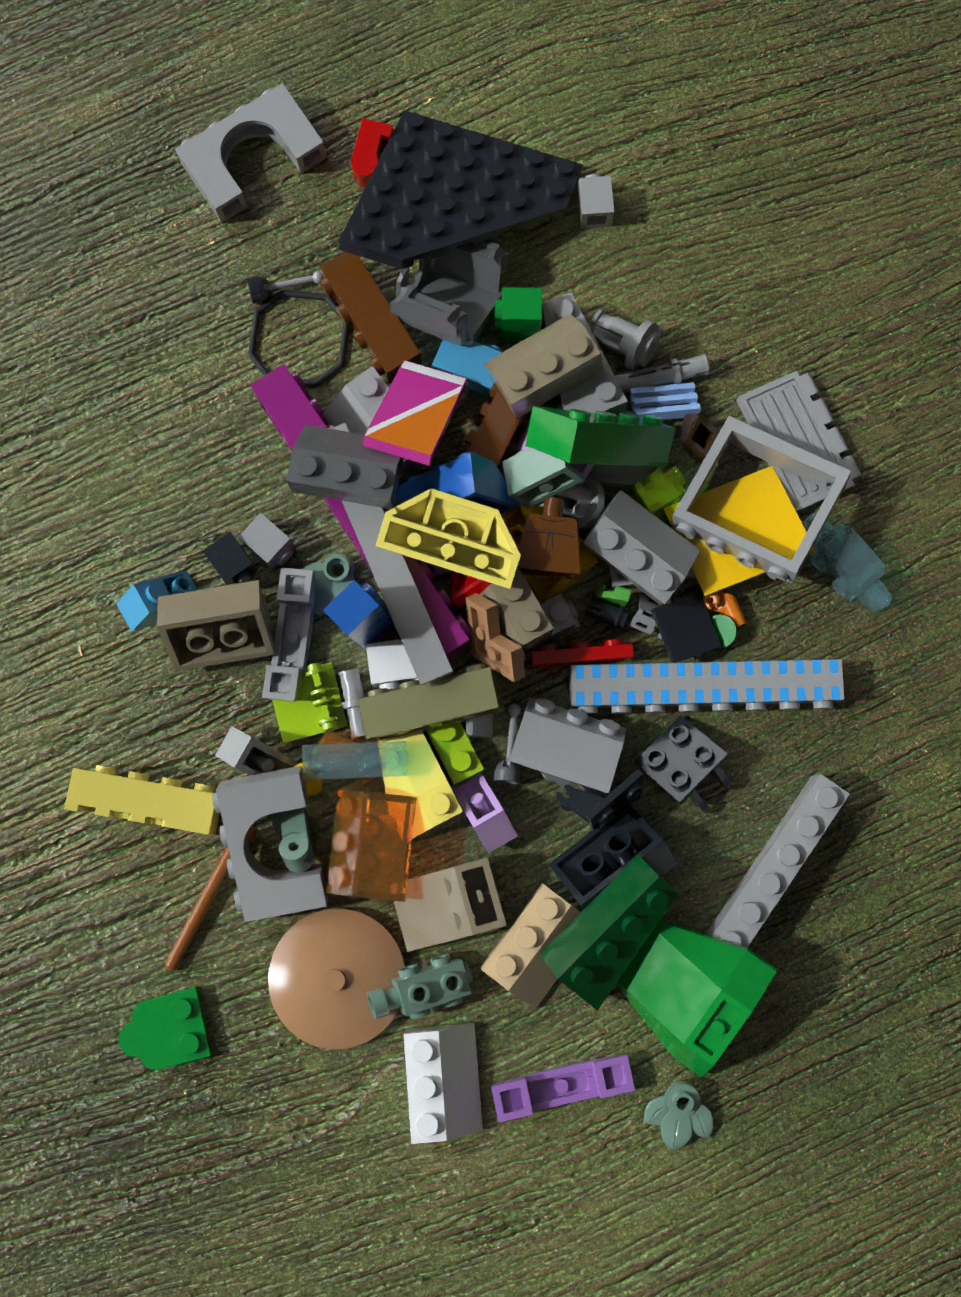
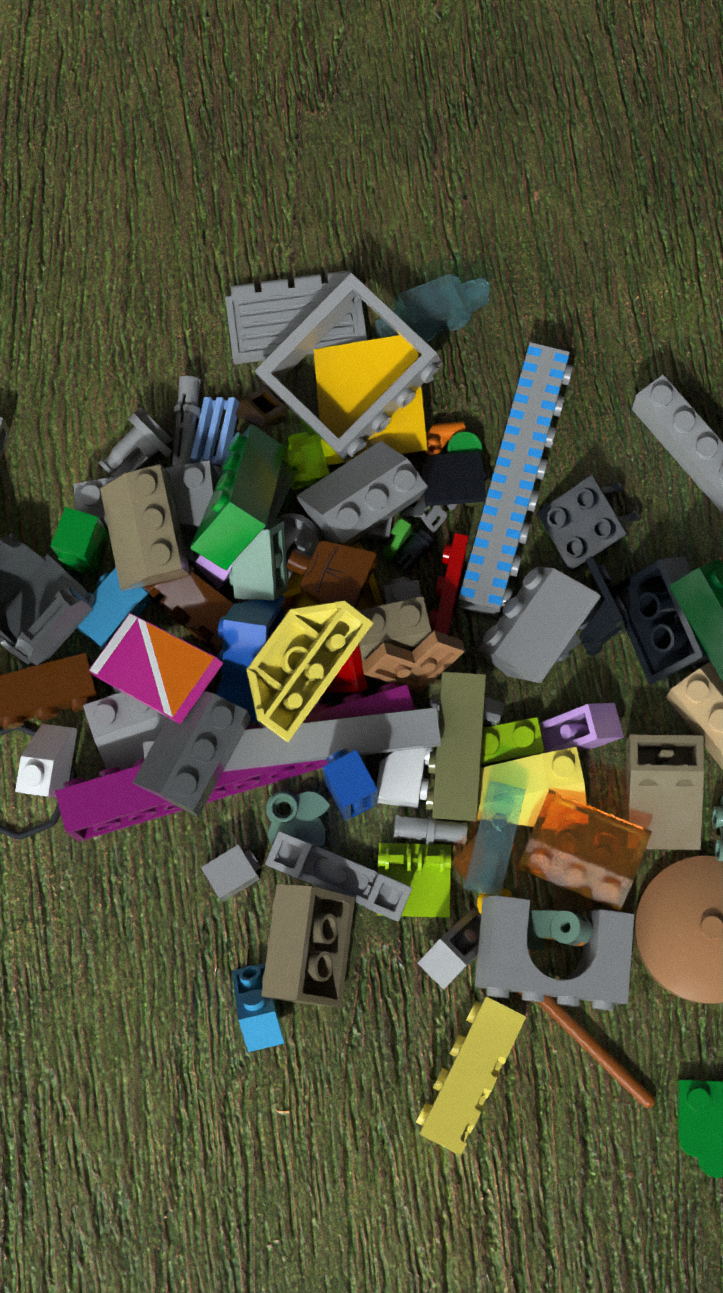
camera: 70 degrees left, 5 degrees down
(230, 560) = (241, 915): black brick -> none
(317, 354) = (46, 761): none -> white slope
(507, 771) = (544, 694): hinge -> none

